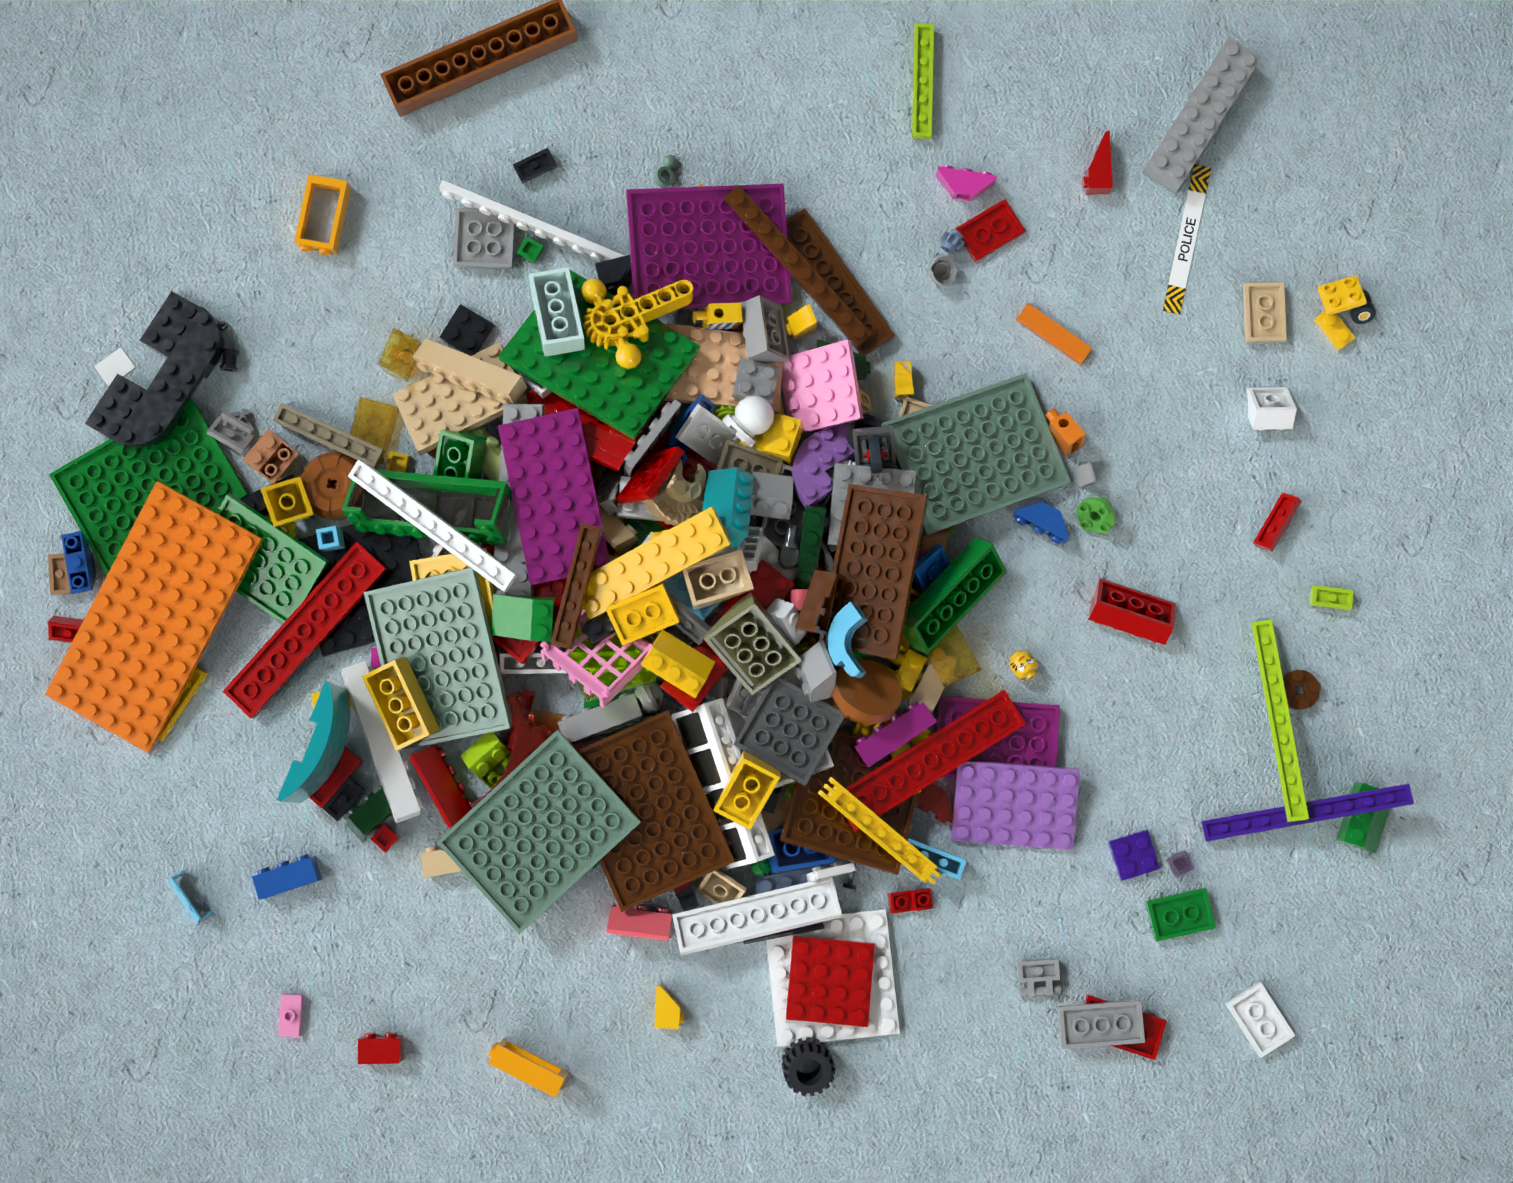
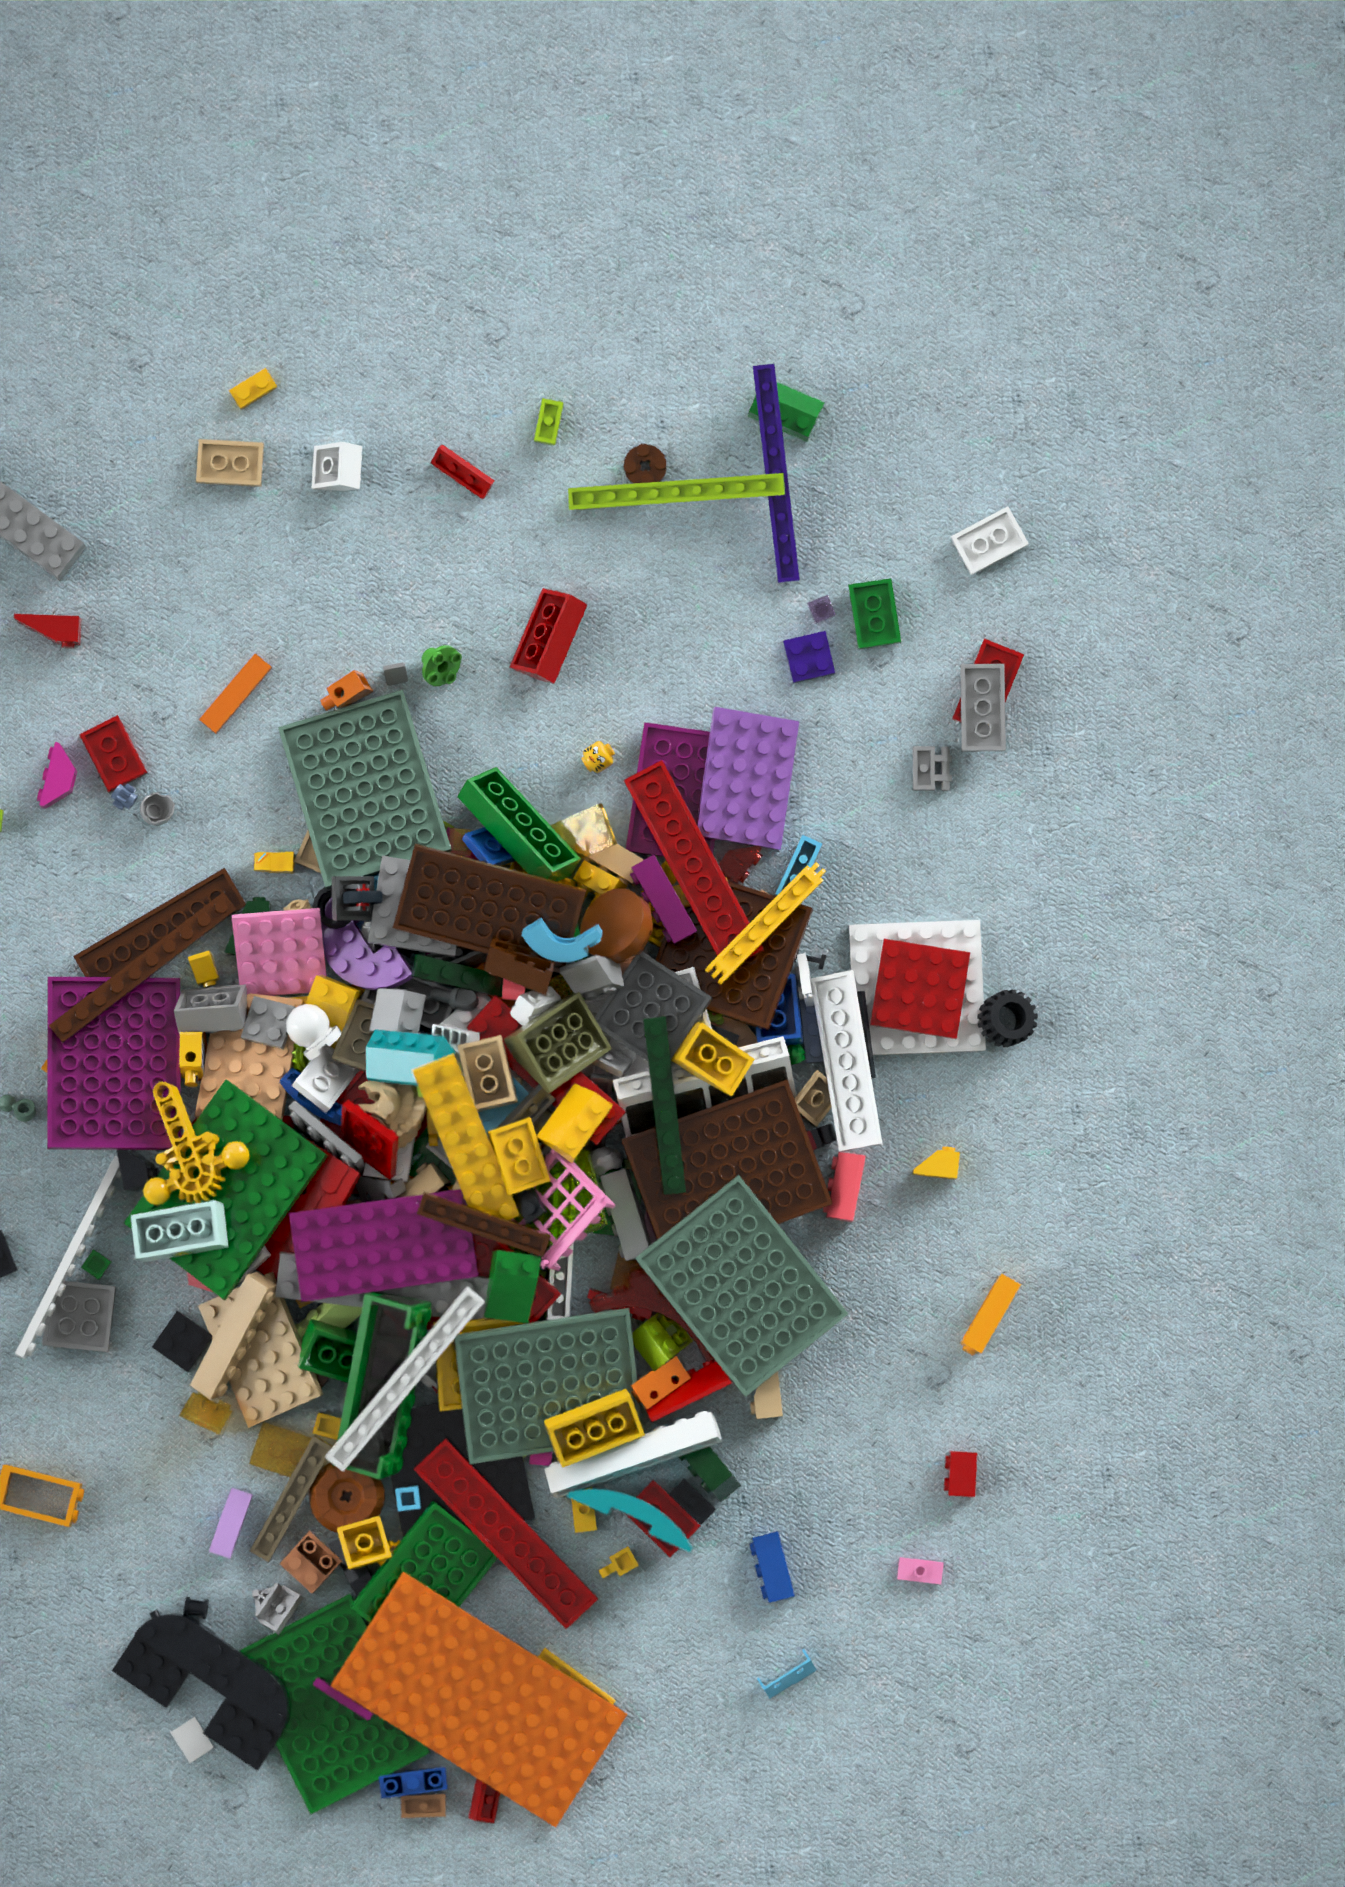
camera: 85 degrees left, 0 degrees up
(161, 474) = (343, 1699): none -> magenta tile
(285, 737) = (621, 1562): none -> yellow plate
(305, 384) = (231, 1523): none -> lavender slope
(385, 838) = (737, 1458): red plate -> none
(447, 761) = (660, 1382): none -> orange piece
(701, 747) = (664, 1105): none -> dark green plate
(910, 900) = (841, 898): red slope -> none
(1043, 520) = (442, 722): blue slope -> none
(1187, 239) = (139, 538): sticker -> none
(1347, 295) = (219, 373): yellow plate -> none

